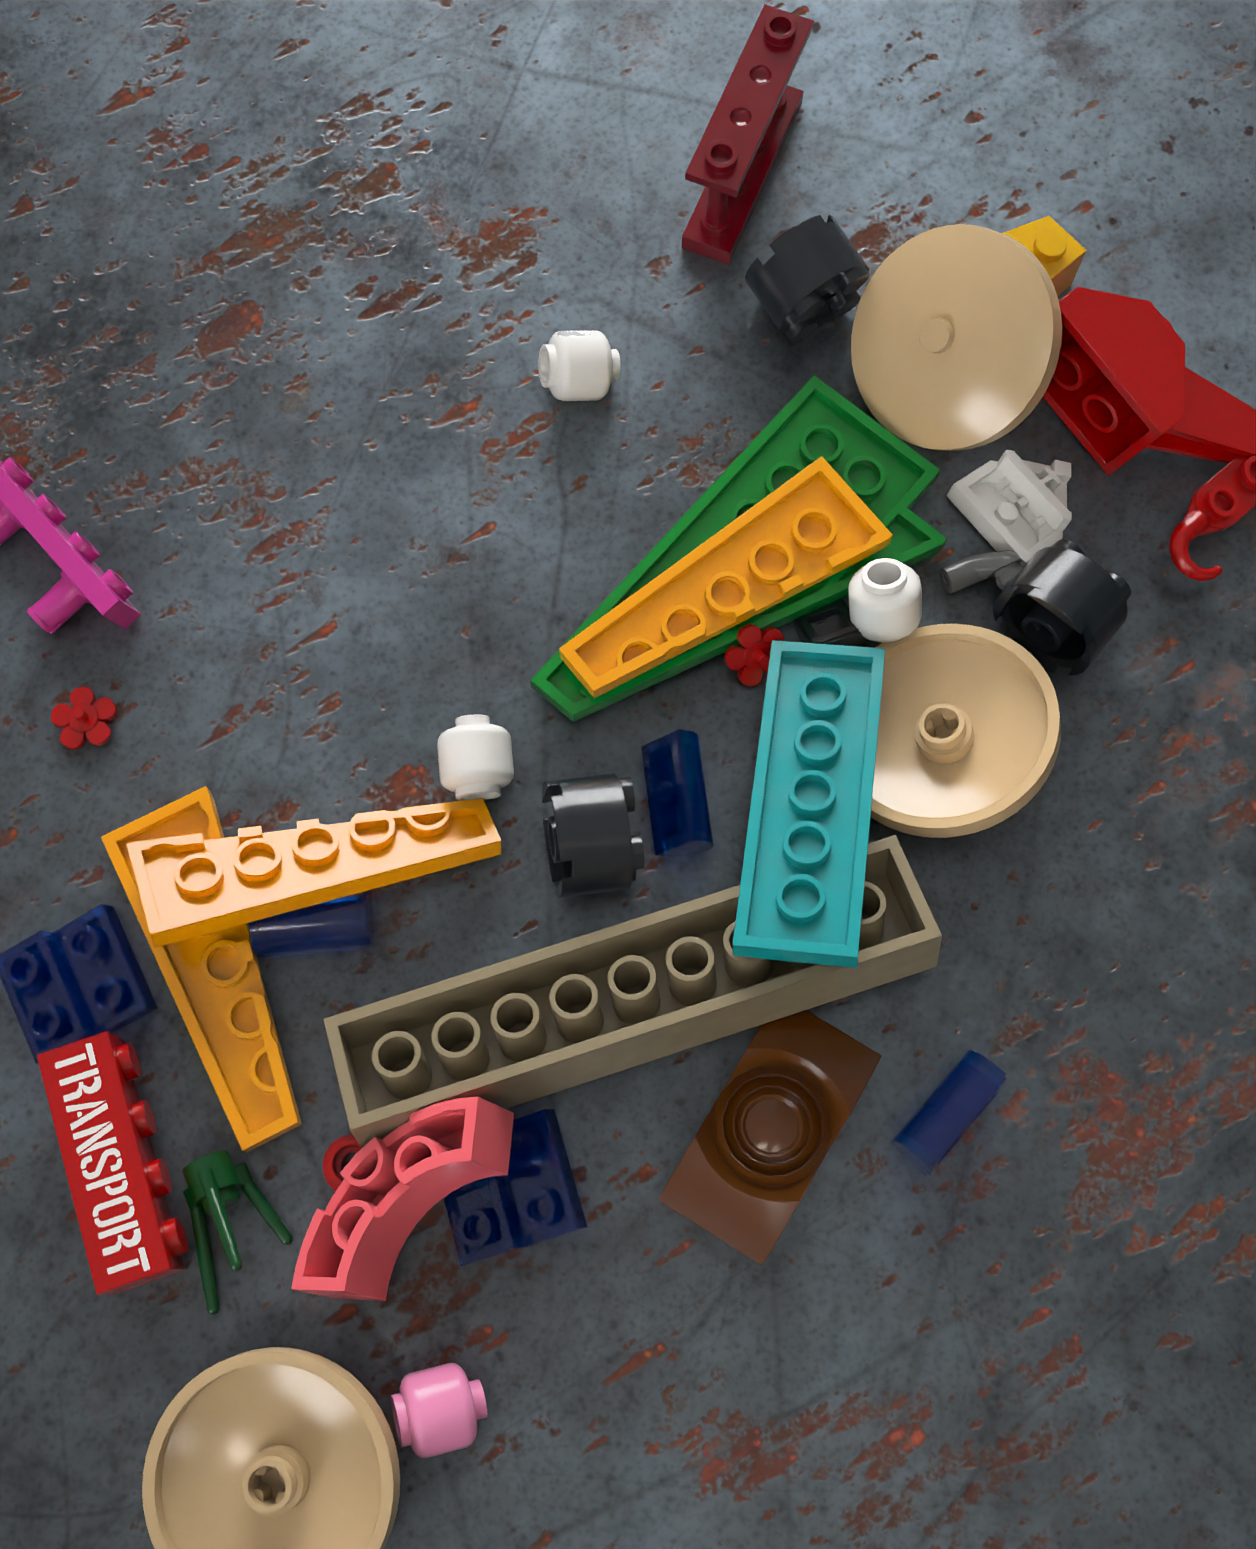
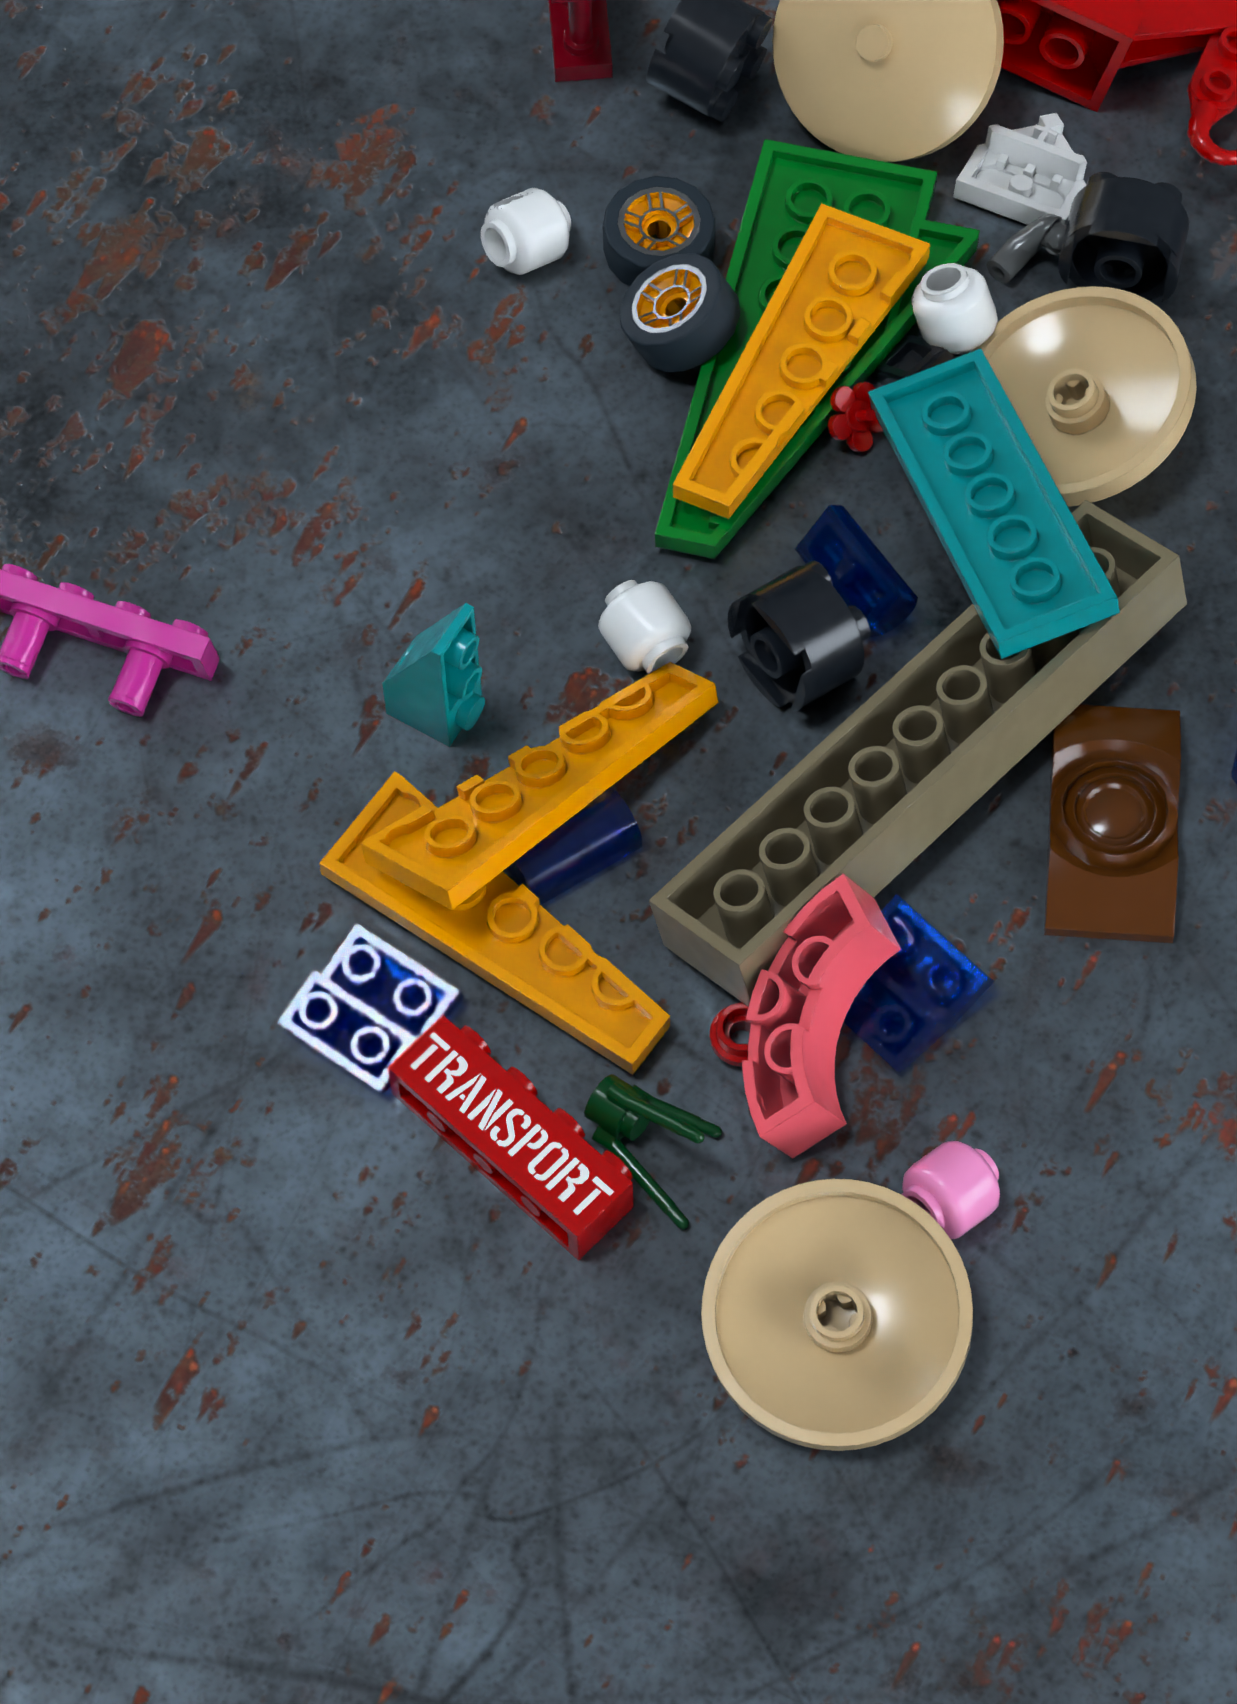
camera: 25 degrees left, 10 degrees down
(84, 719) = (225, 777): red plant -> none
(277, 730) = (439, 679): none -> teal slope
(658, 495) = (679, 312): none -> black wheel
(689, 391) = (660, 207): none -> wheel

